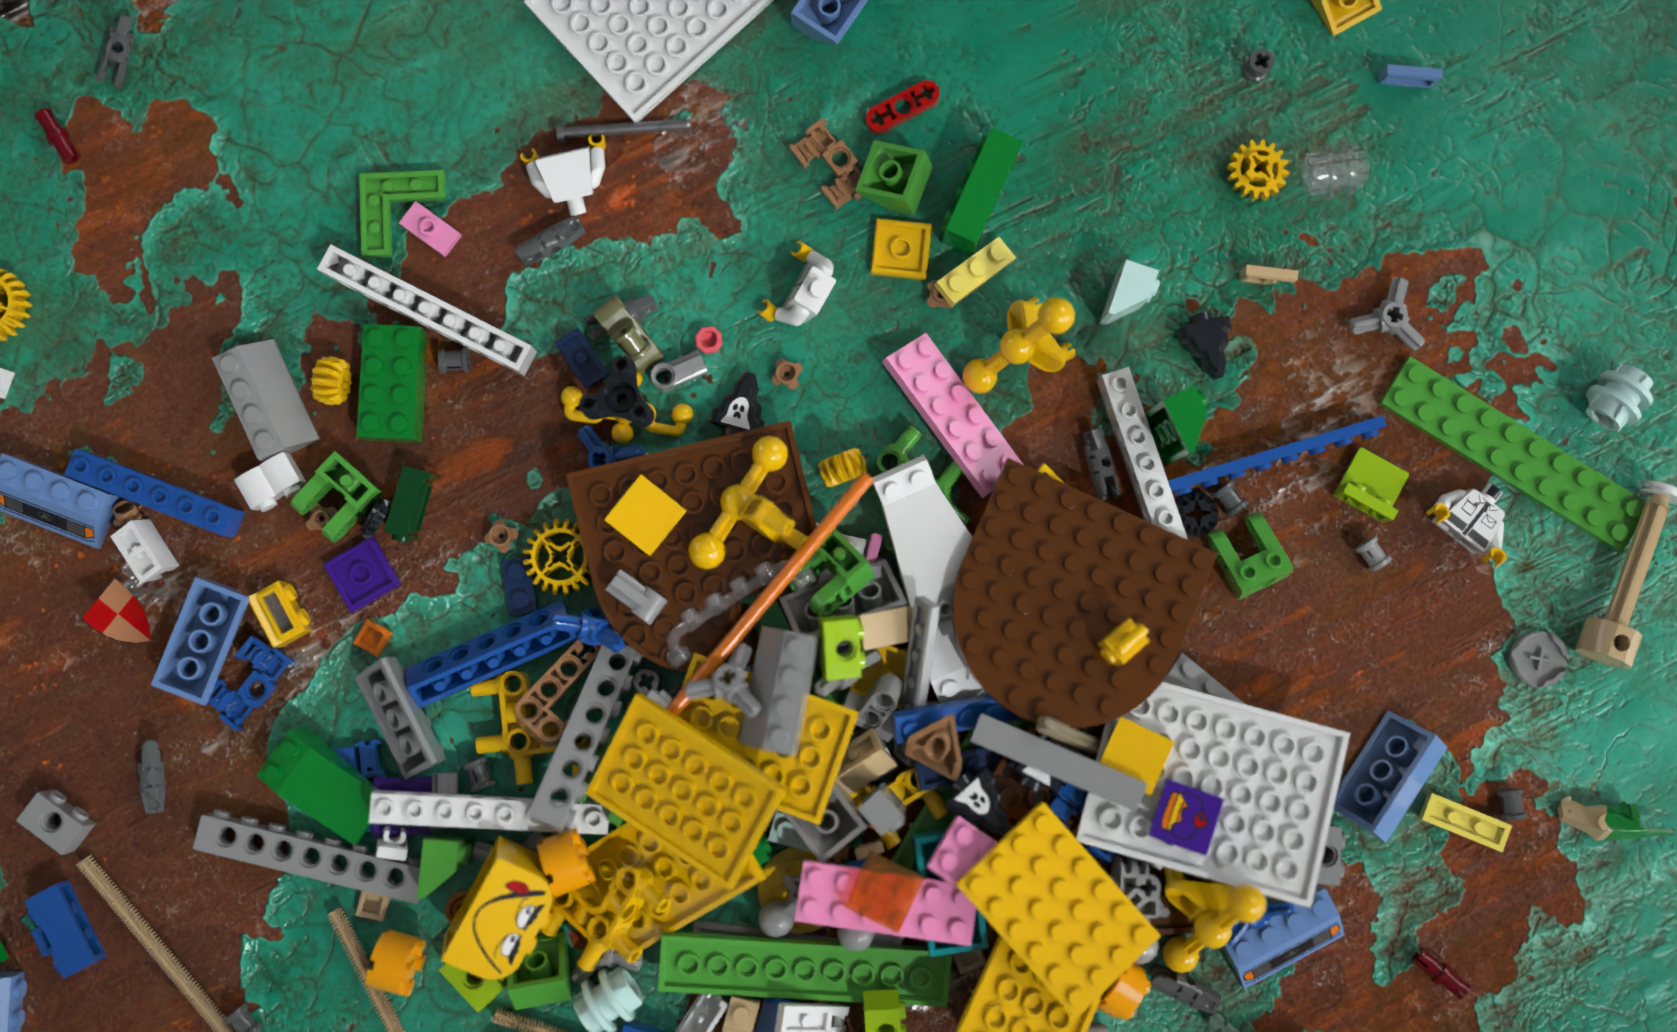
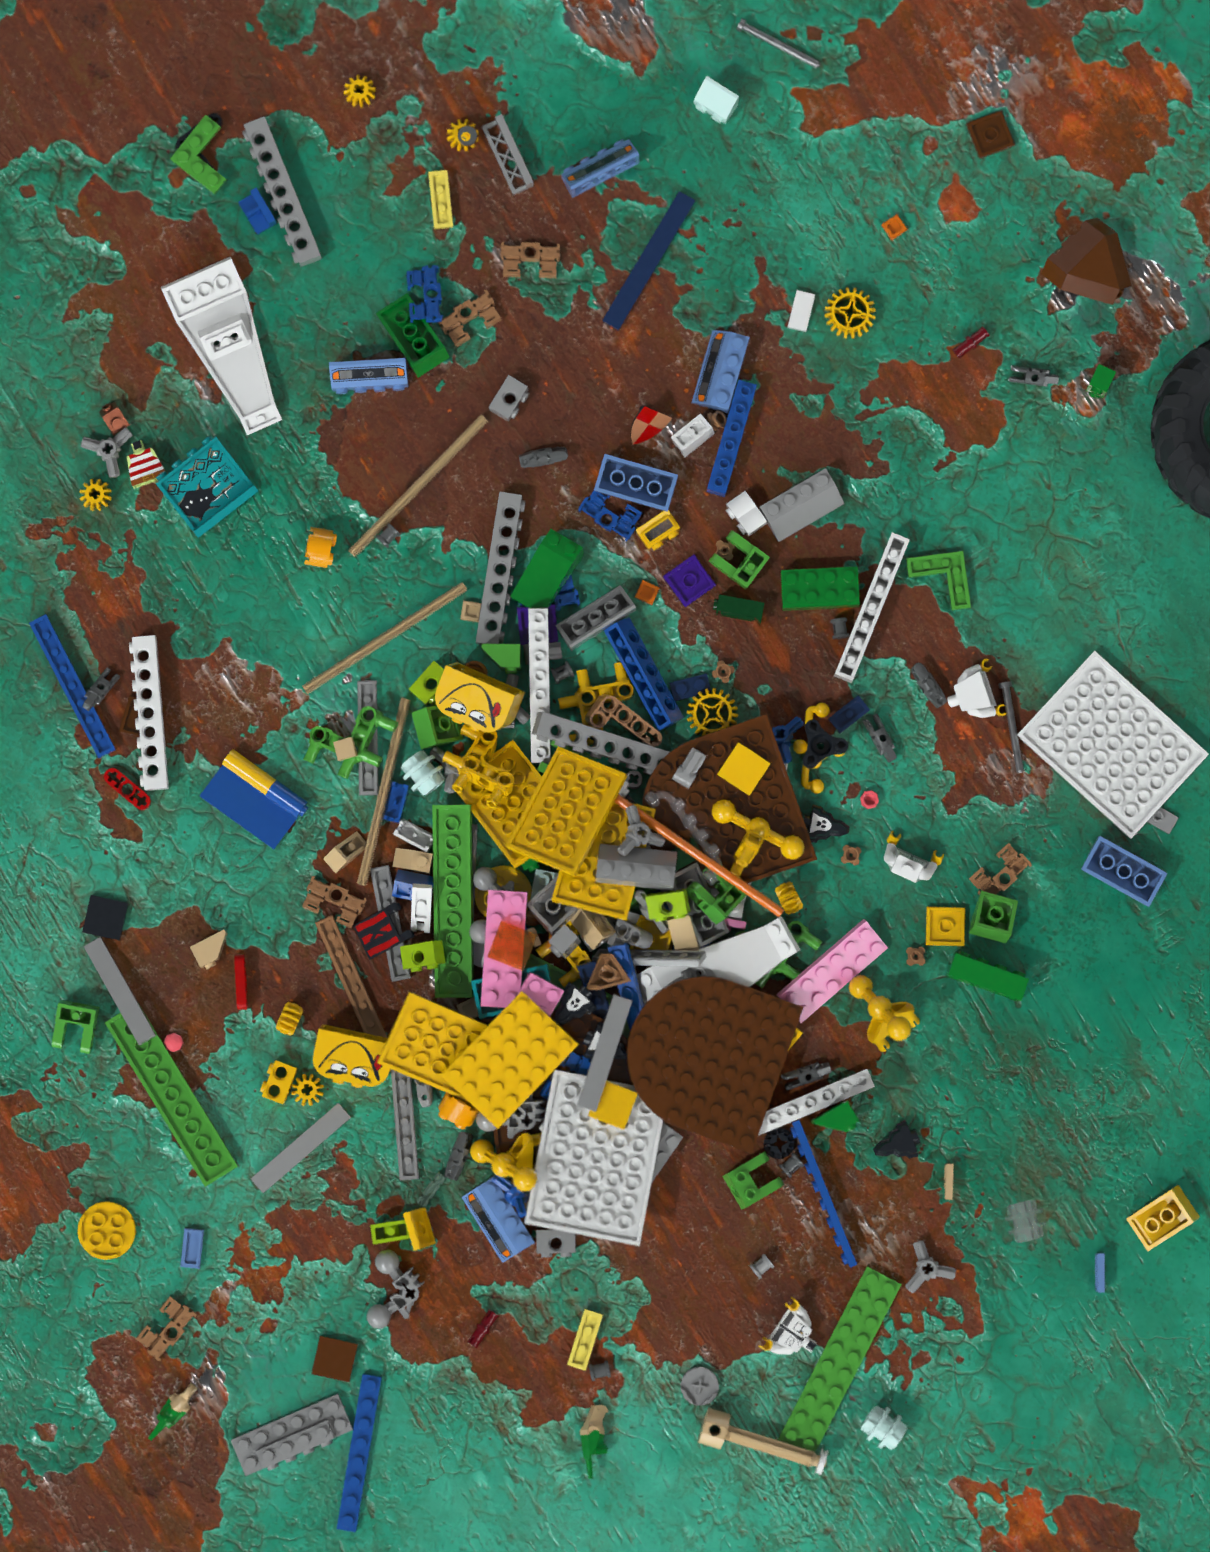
camera: 95 degrees right, 0 degrees up
(64, 929) = (441, 413): blue piece -> none
(331, 380) = (817, 548): yellow gear -> none
(374, 517) = (727, 586): black gear -> none
(392, 847) = (510, 621): white tile -> none
(396, 962) = (436, 632): light orange brick -> none
(430, 229) = (930, 602): bright pink plate -> none
(566, 861) = (512, 738): light orange brick -> none
(589, 627) = (666, 738): blue bush -> none
(628, 334) = (867, 745): olive piece -> none
(681, 369) = (846, 783): light grey piece -> none
(923, 103) = (1053, 919): red beam -> none
(975, 271) = (933, 978): light yellow plate -> none
(1068, 735) = (622, 1060): dark tan axle -> none
(1123, 642) = (686, 1089): yellow brick -> none
(1130, 290) = (926, 1084): light aqua slope -> none
(1186, 817) = (575, 1139): dark purple tile -> none
(1251, 160) = (1028, 1176): yellow gear -> none
(1262, 57) = (1092, 1164): dark grey bush -> none
(1372, 485) = (809, 1263): lime bracket -> none
(1388, 775) = (611, 1284): medium blue slope -> none

